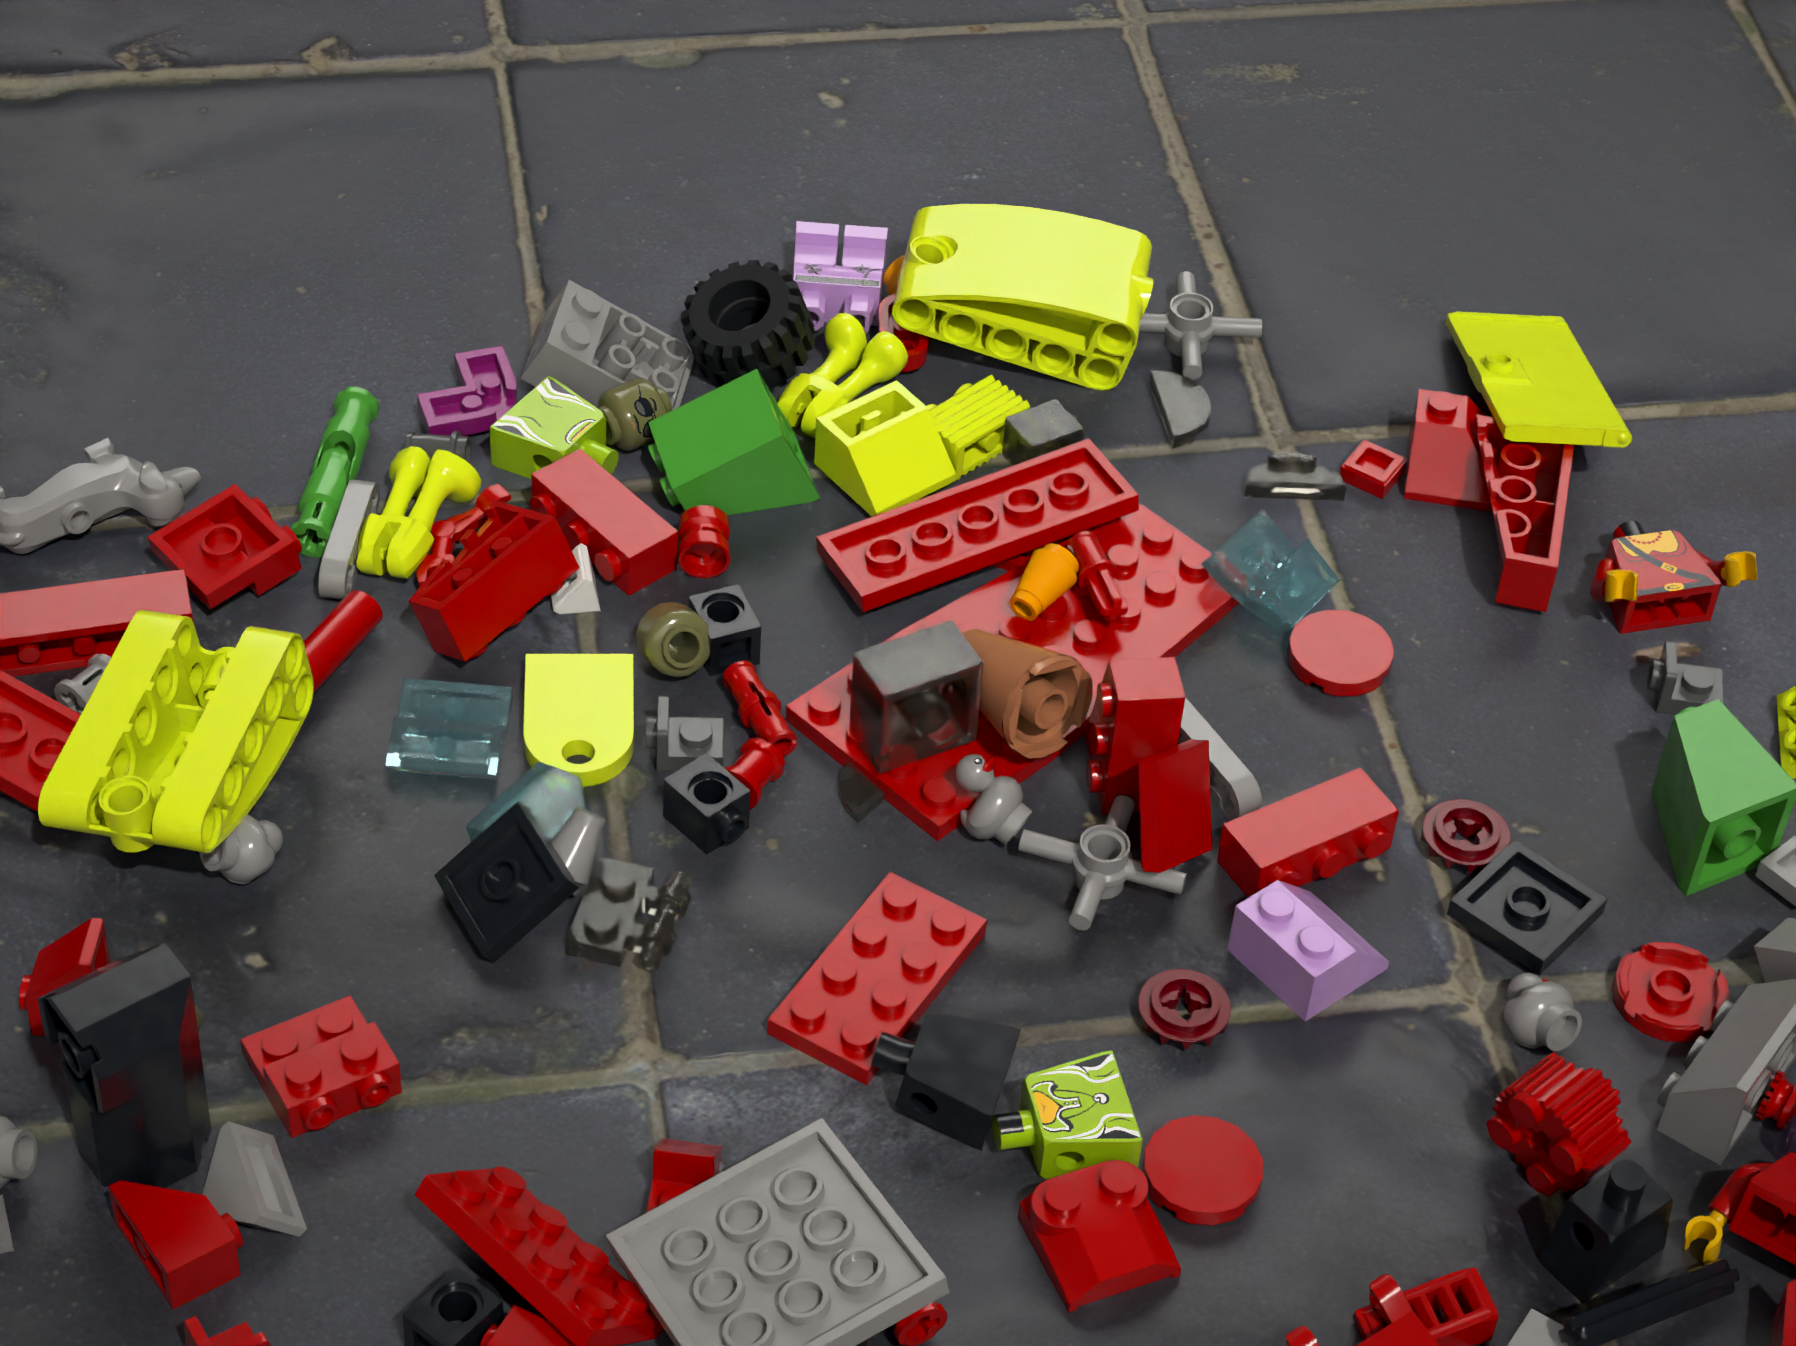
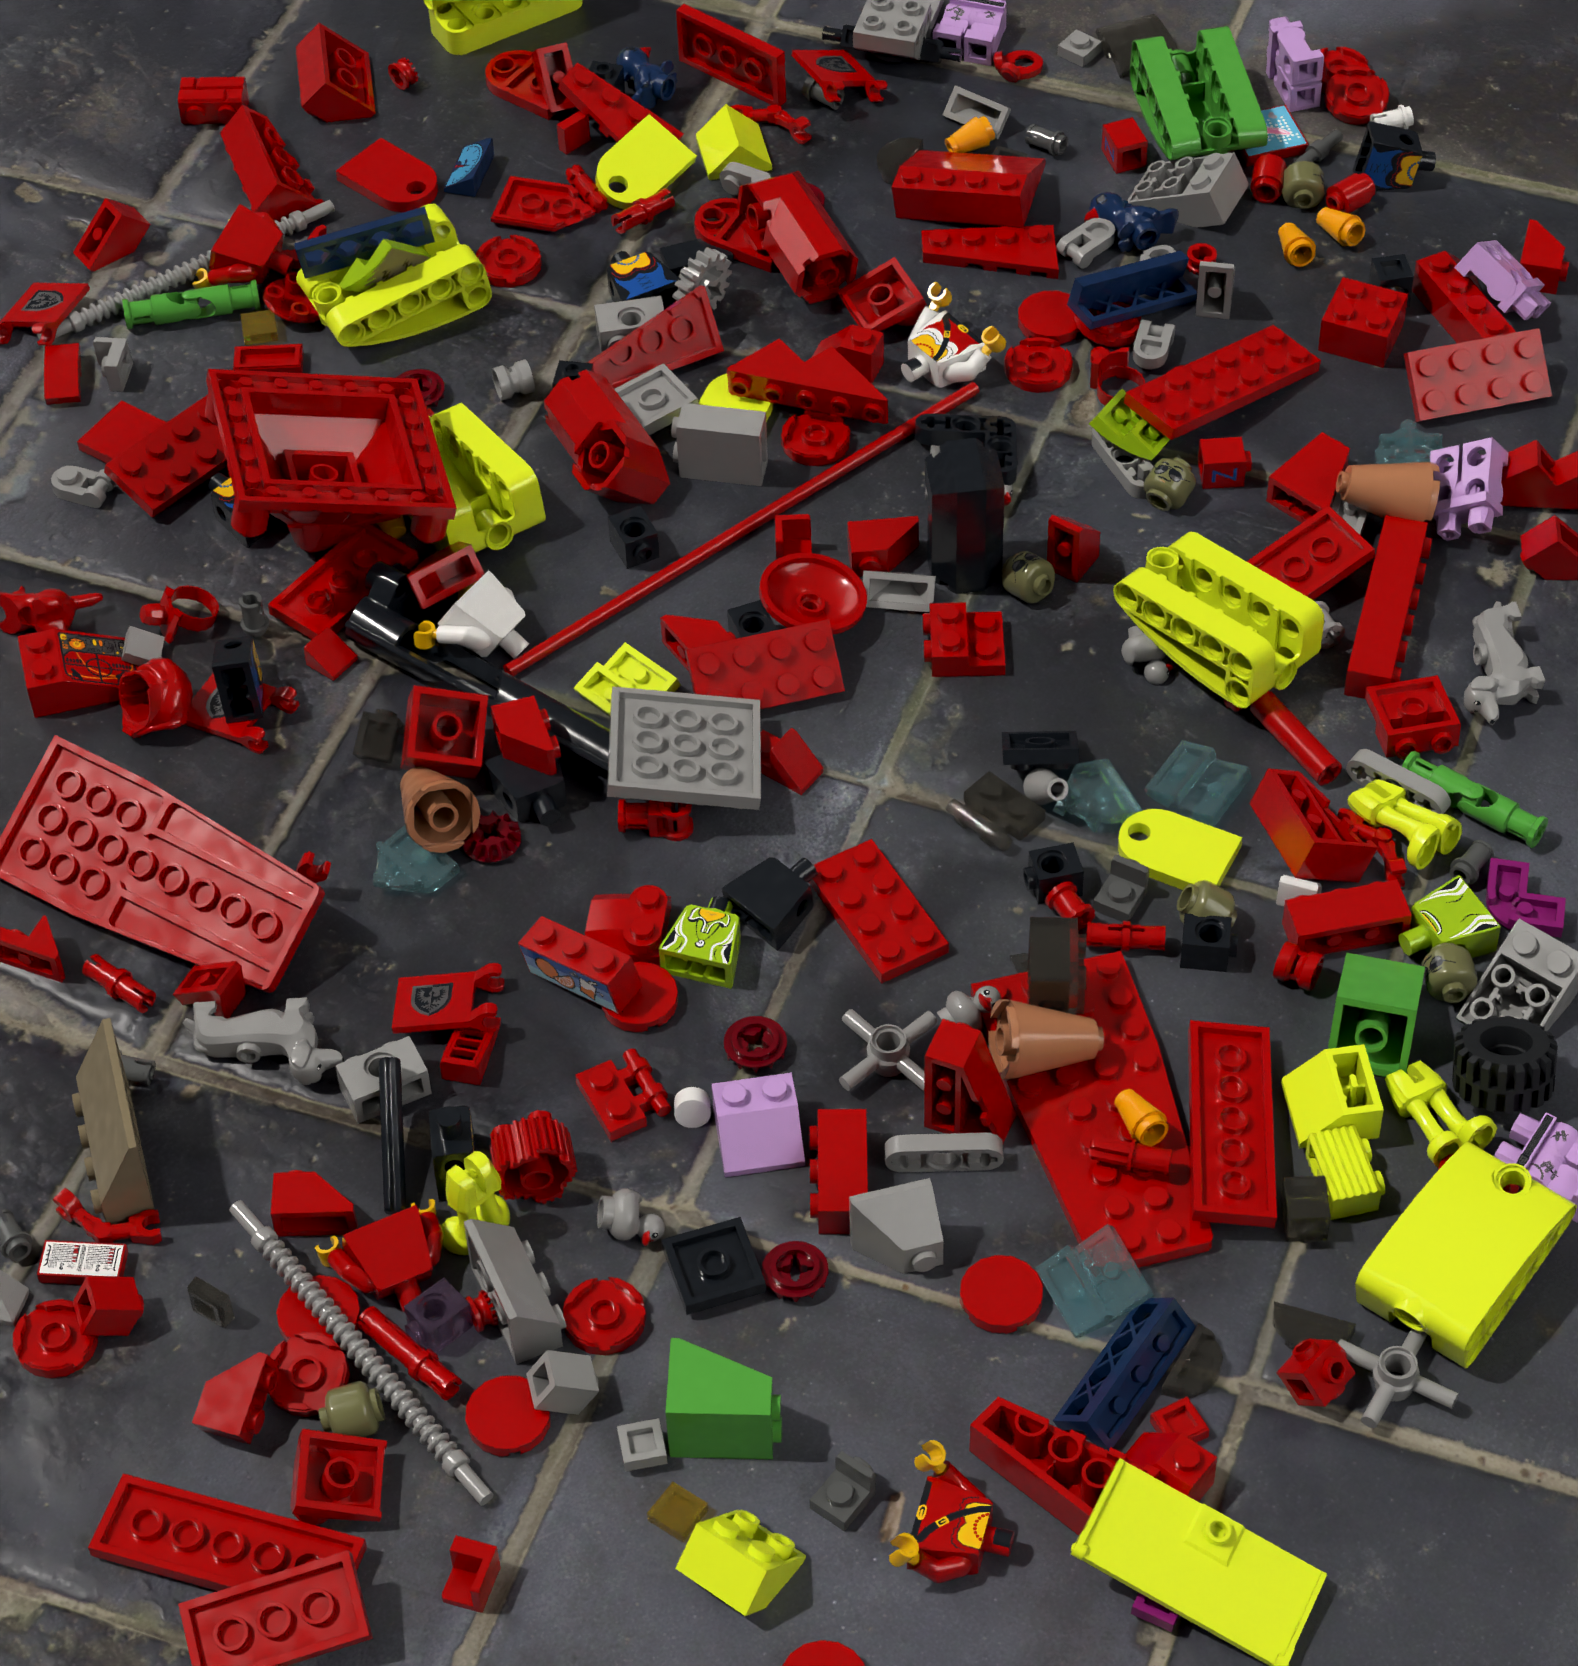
camera: 125 degrees right, 5 degrees up
(350, 1256) = (812, 589): none -> red dish
(1174, 805) = (887, 1077): red tile -> none
(1229, 1225) = (580, 964): none -> red brick
(1254, 383) = (1316, 1372): none -> red brick
(1330, 1026) = (692, 1107): none -> white piece
(1345, 734) = (898, 1226): none -> light grey slope
(1365, 506) = (1130, 1373): none -> dark blue fence
(1378, 1125) = (612, 1100): none -> red plate
(1689, 1122) = (472, 1197): none -> neon yellow piece

